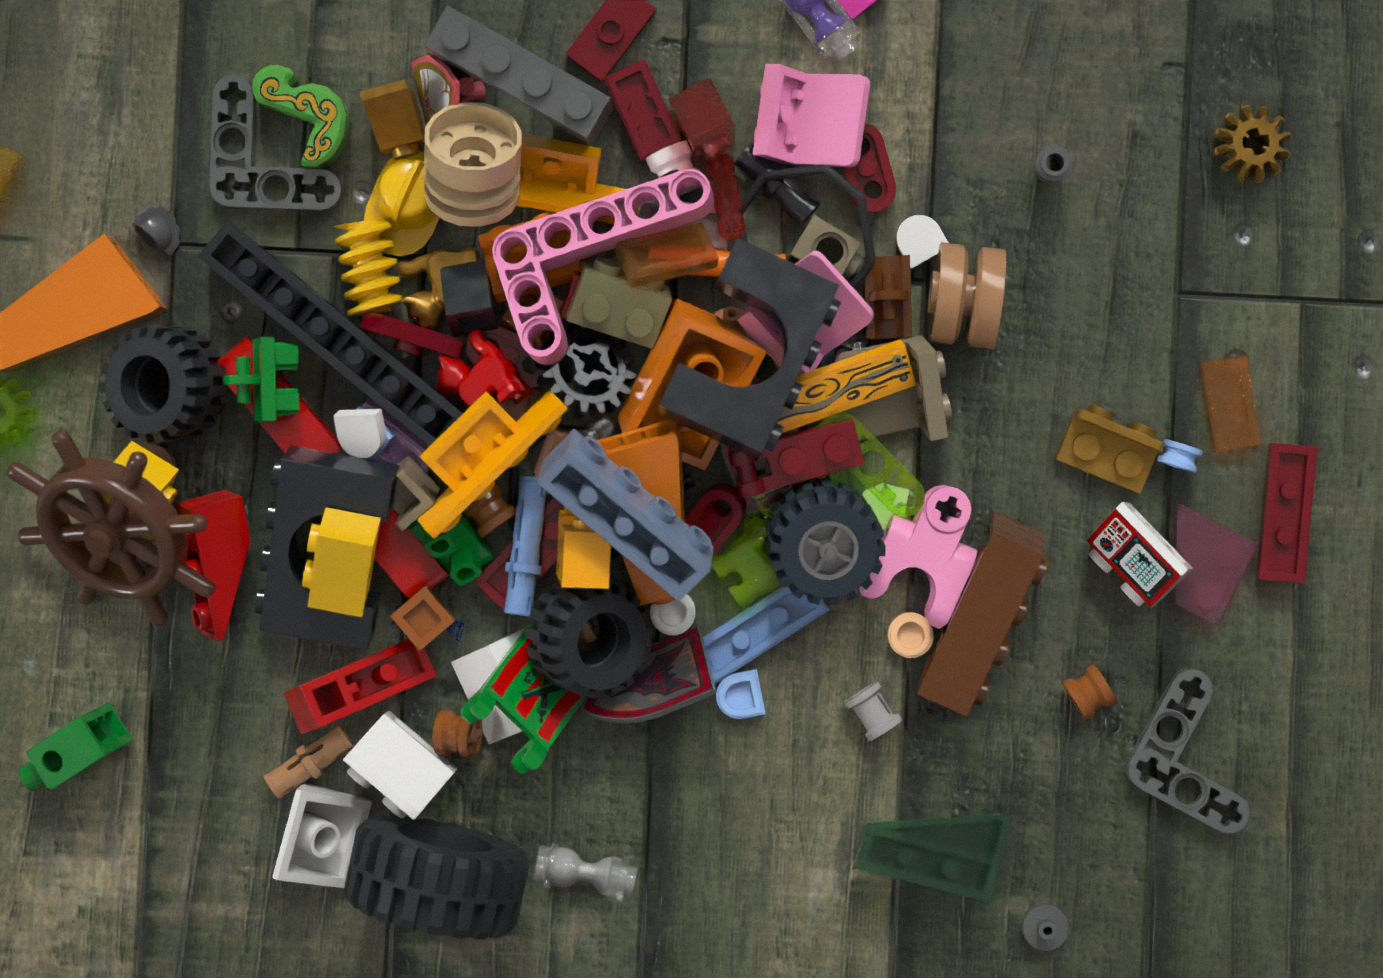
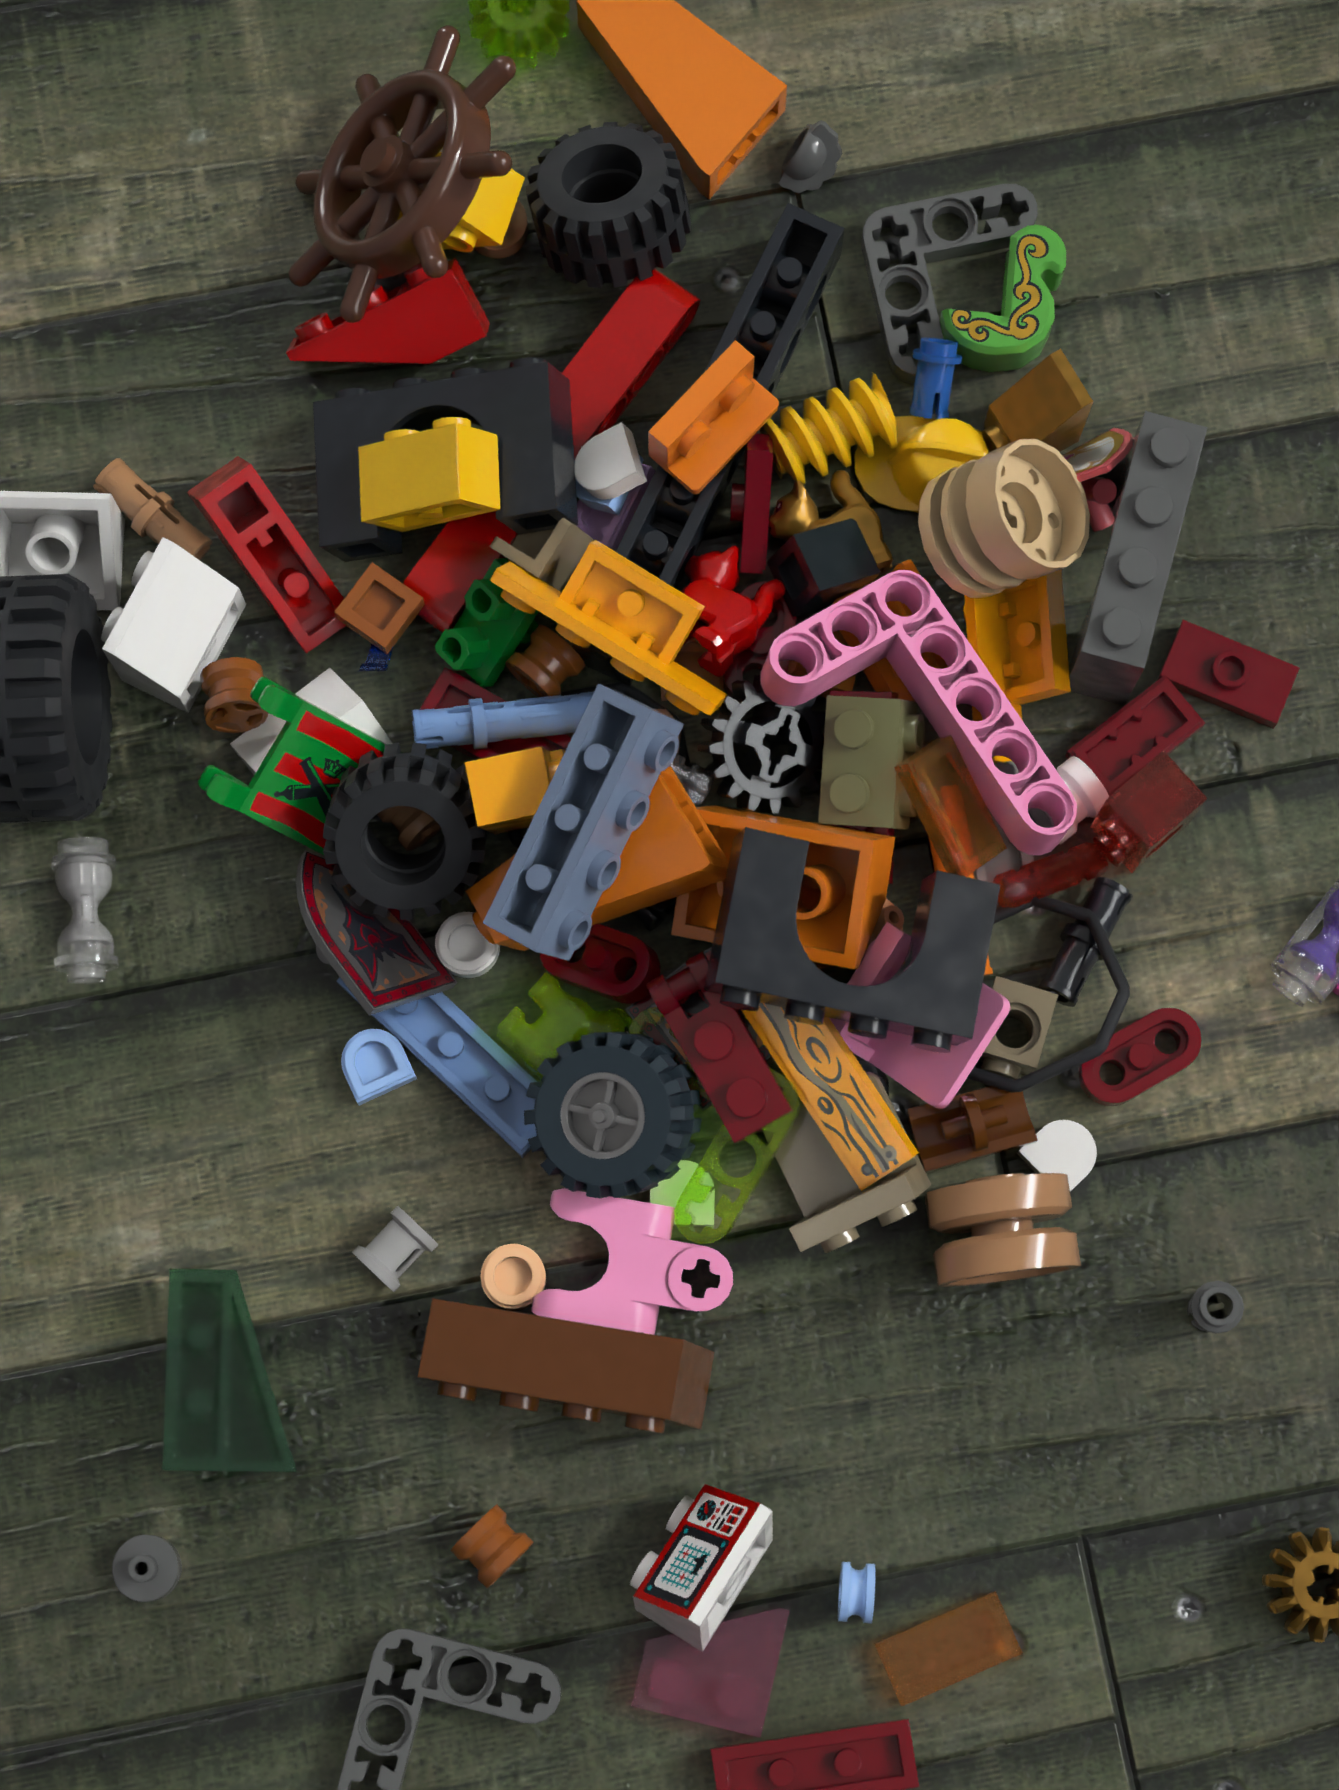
camera: 80 degrees right, 10 degrees down
(74, 748) = (92, 198): green torso -> none
(266, 359) = (678, 326): green hips -> none
(347, 183) = (934, 377): none -> blue pin
(353, 351) = (712, 420): none -> orange bracket
(811, 117) = (1188, 957): bright pink bracket -> none
(1109, 449) = (840, 1490): pearl gold bracket -> none

